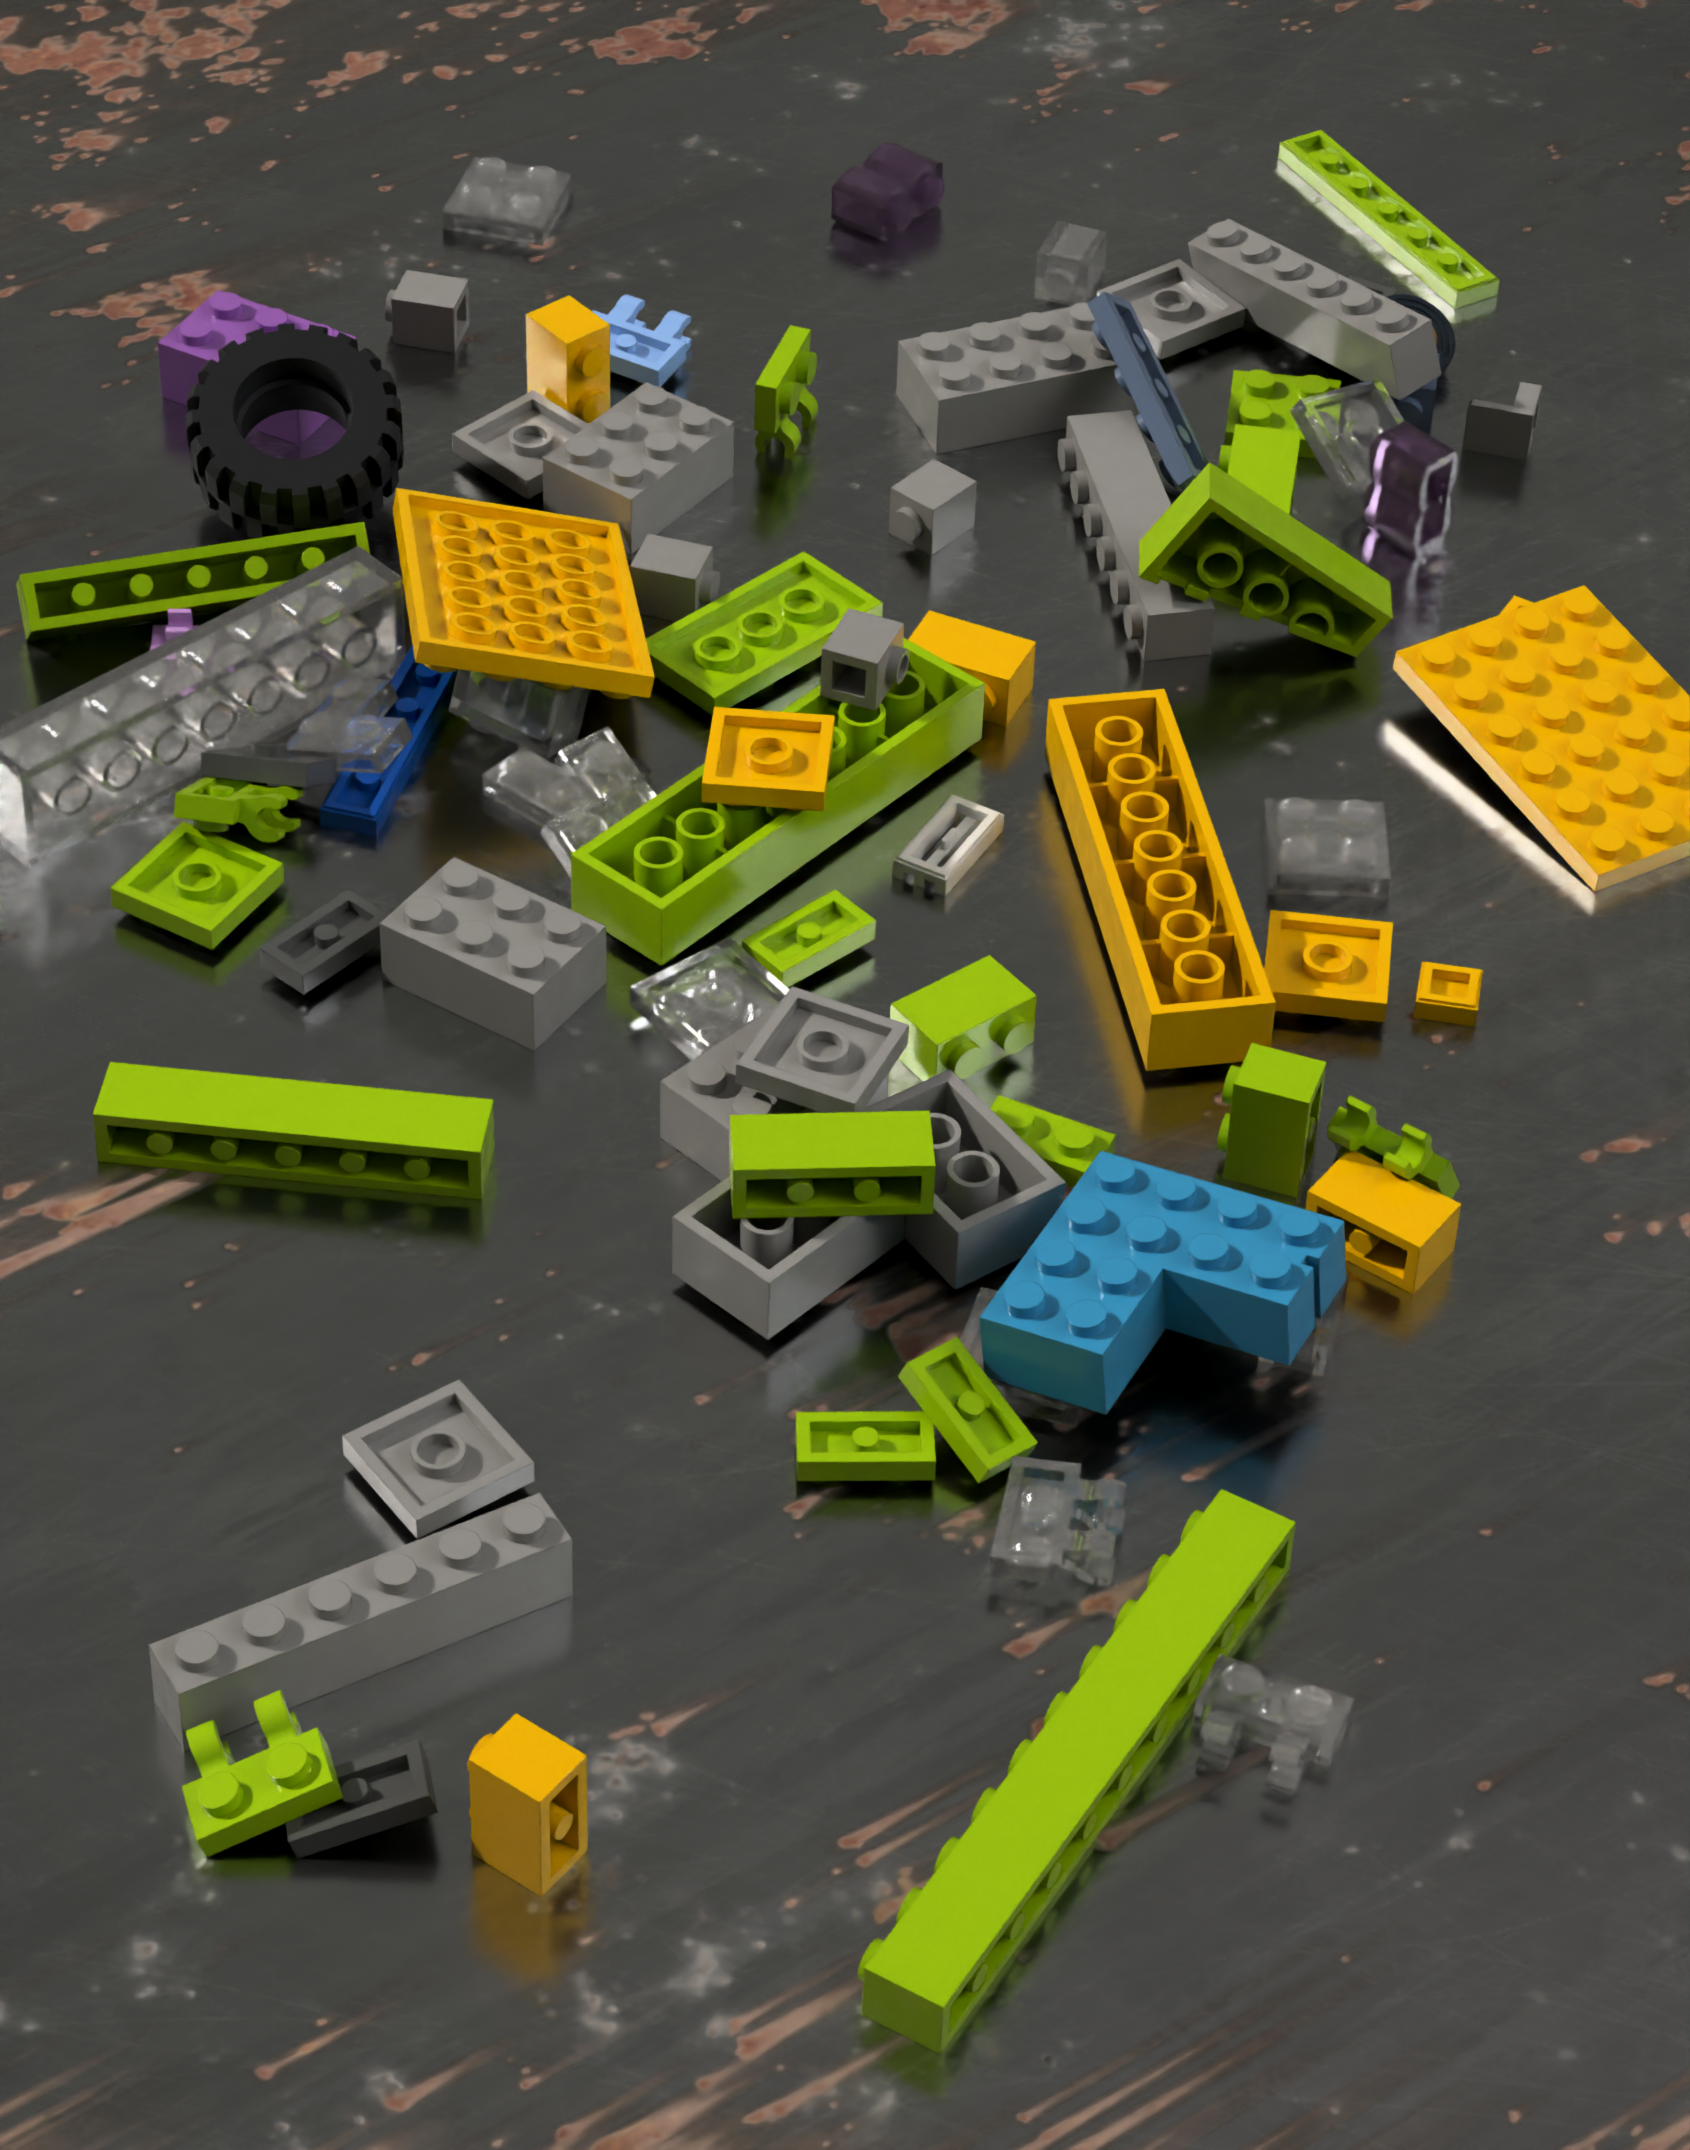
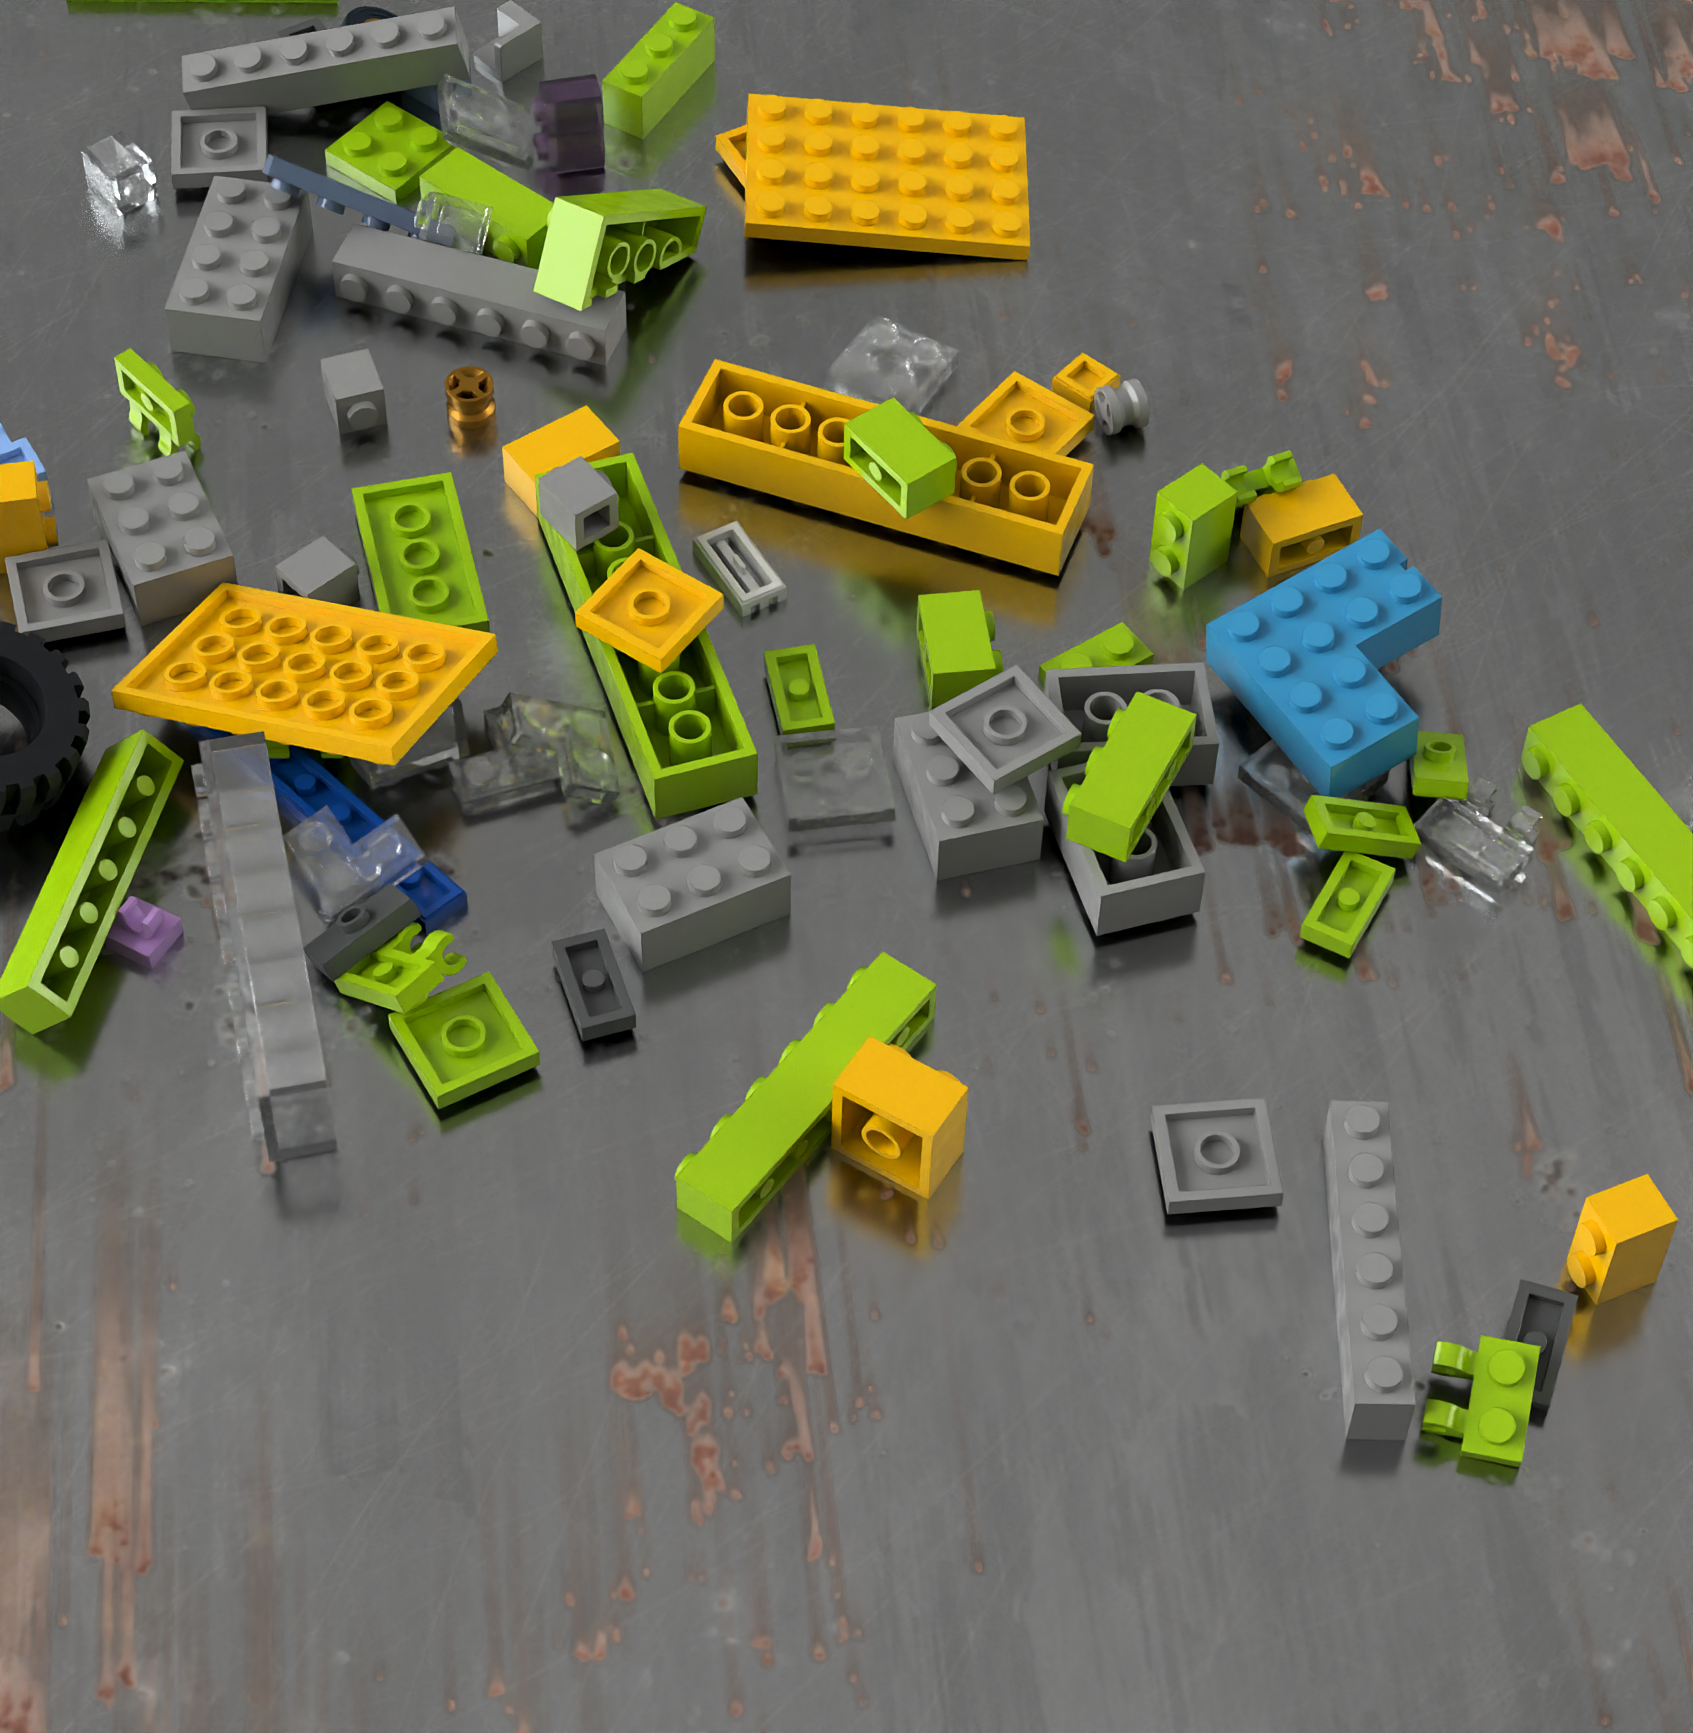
camera: 60 degrees left, 10 degrees up
(293, 1186) = (899, 1116): none -> yellow brick
(998, 582) = (470, 397): none -> pearl gold wheel
(1118, 1446) = (1439, 766): none -> lime plate
(1127, 846) = (900, 457): none -> lime brick
(1176, 453) = (453, 222): none -> clear brick
(1424, 1022) = (1121, 406): none -> light grey wheel
(1567, 524) = (658, 70): none -> lime brick

